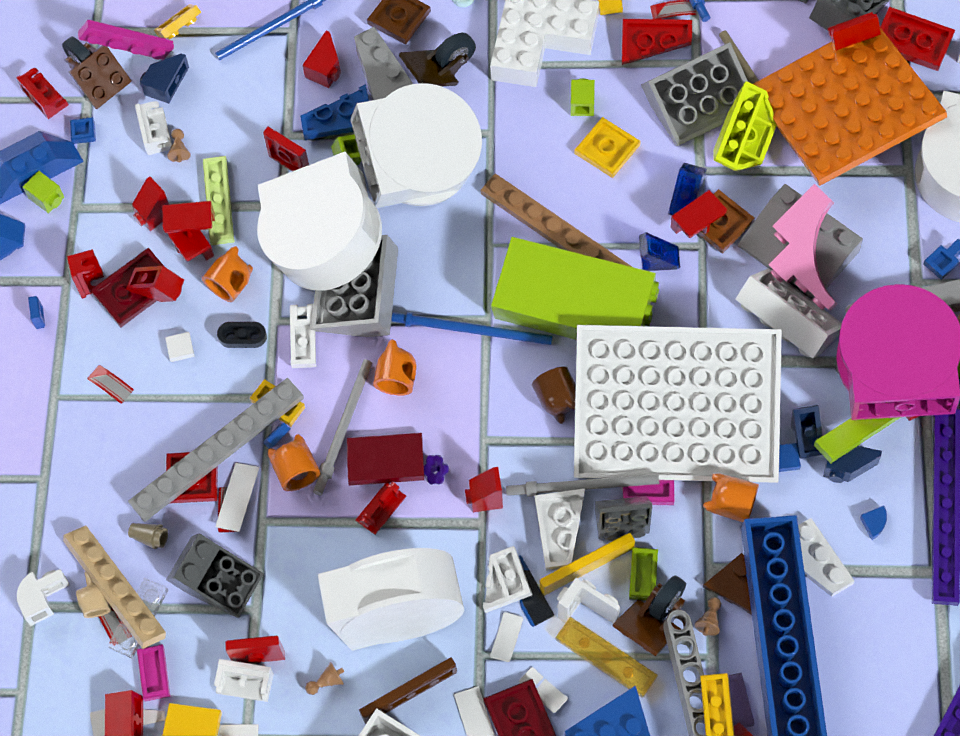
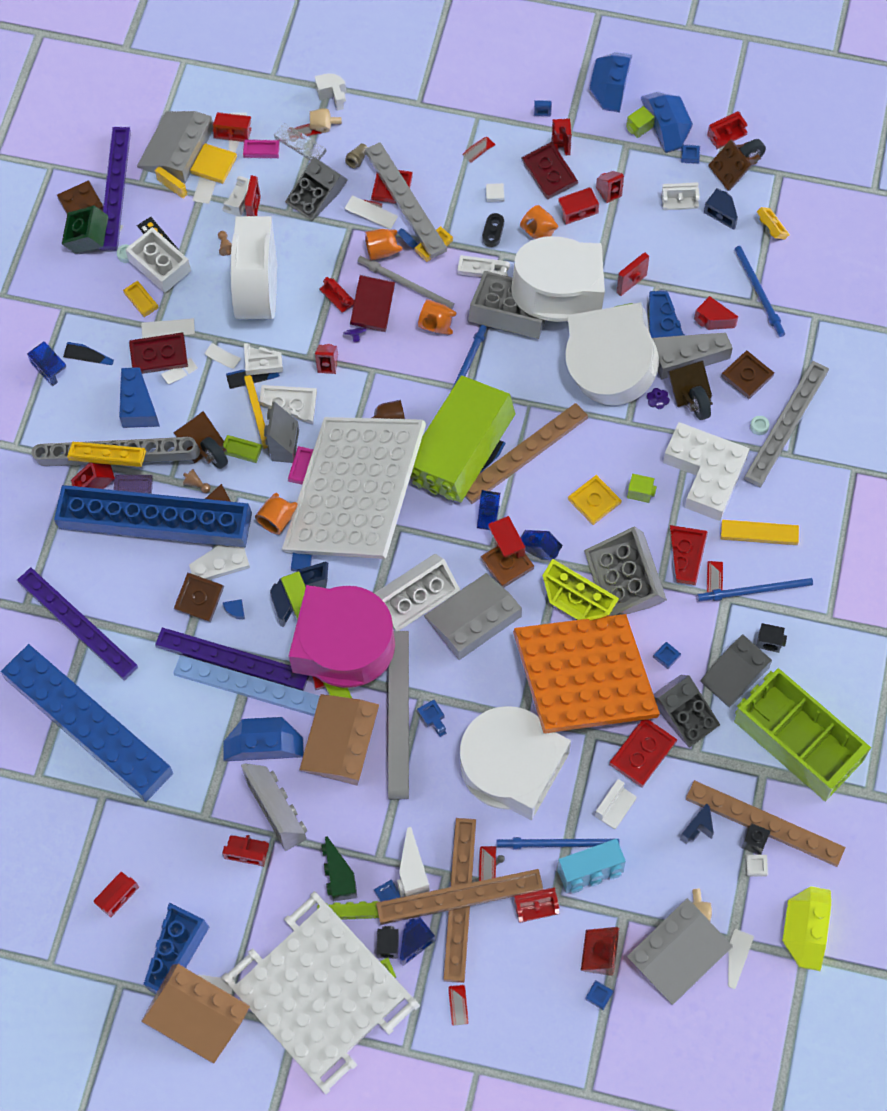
camera: 100 degrees right, 0 degrees up
(114, 587) = (322, 128): tan plate -> none
(125, 40) = (751, 170): dark pink plate -> none
(156, 283) = (542, 178): red slope -> none
(178, 150) = (658, 211): medium nougat piece -> none
(188, 217) = (585, 197): red panel -> none
(218, 192) = (610, 232): yellowish green tile -> none
(410, 689) = (201, 288): reddish brown tile -> none
(533, 488) = (324, 392): light grey bar -> none
(586, 593) = (227, 404): white bracket -> none
(606, 657) = (200, 402): clear yellow tile -> none
(750, 75) = (655, 614): dark tan bar -> none
(786, 38) = (667, 655): none -> blue tile
(798, 259) = (451, 601): bright pink arch -> none
(854, 30) = (647, 690): red panel -> none
(877, 565) = (199, 597): none -> reddish brown plate

